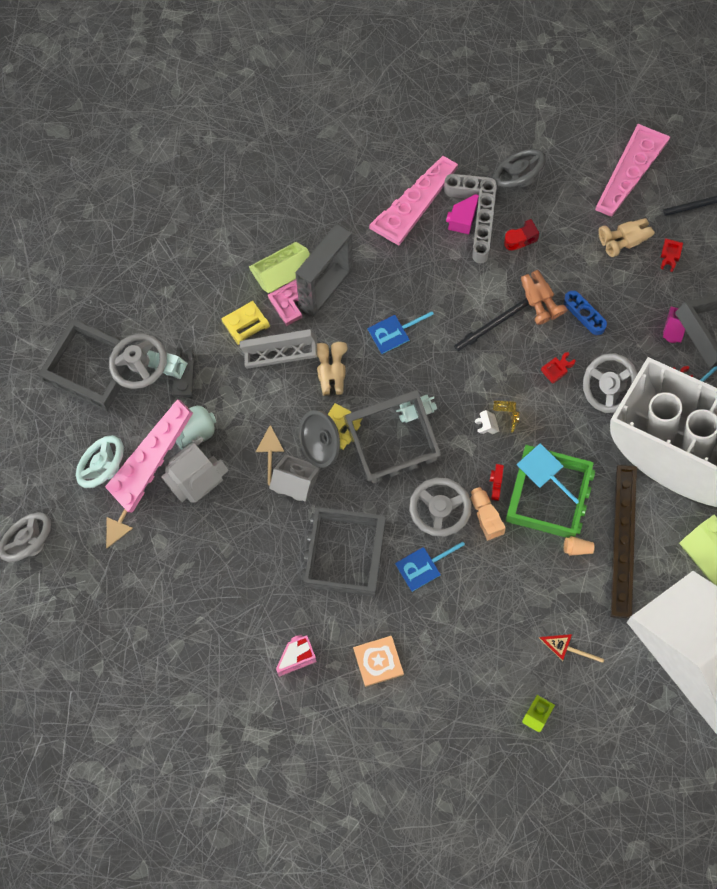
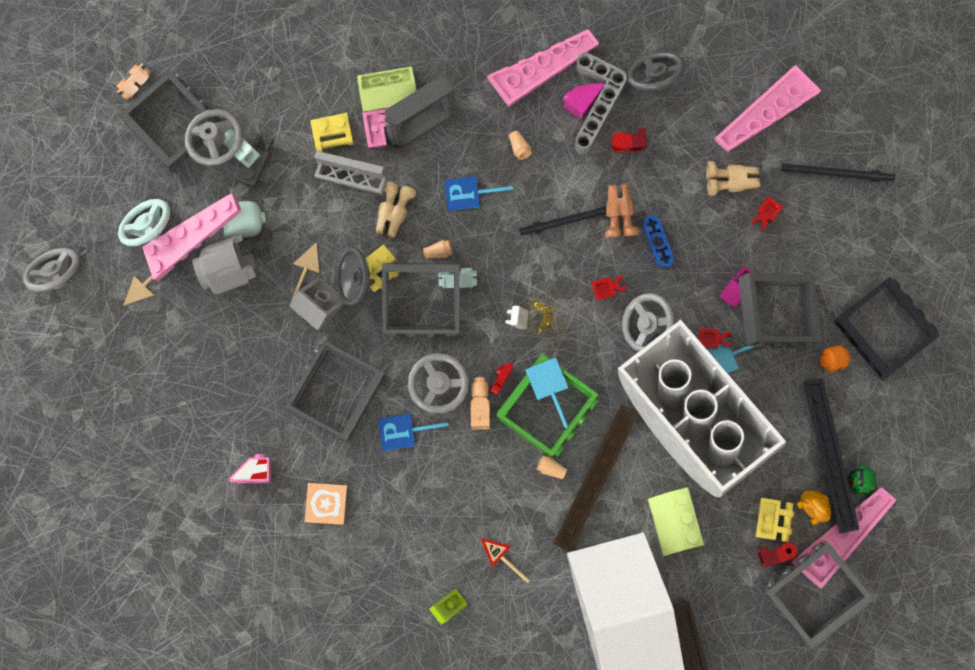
camera: 20 degrees right, 10 degrees up
(36, 348) = (137, 75): none -> light nougat hinge
(388, 389) = (438, 250): none -> light nougat cone
(425, 274) = (520, 145): none -> light nougat cone

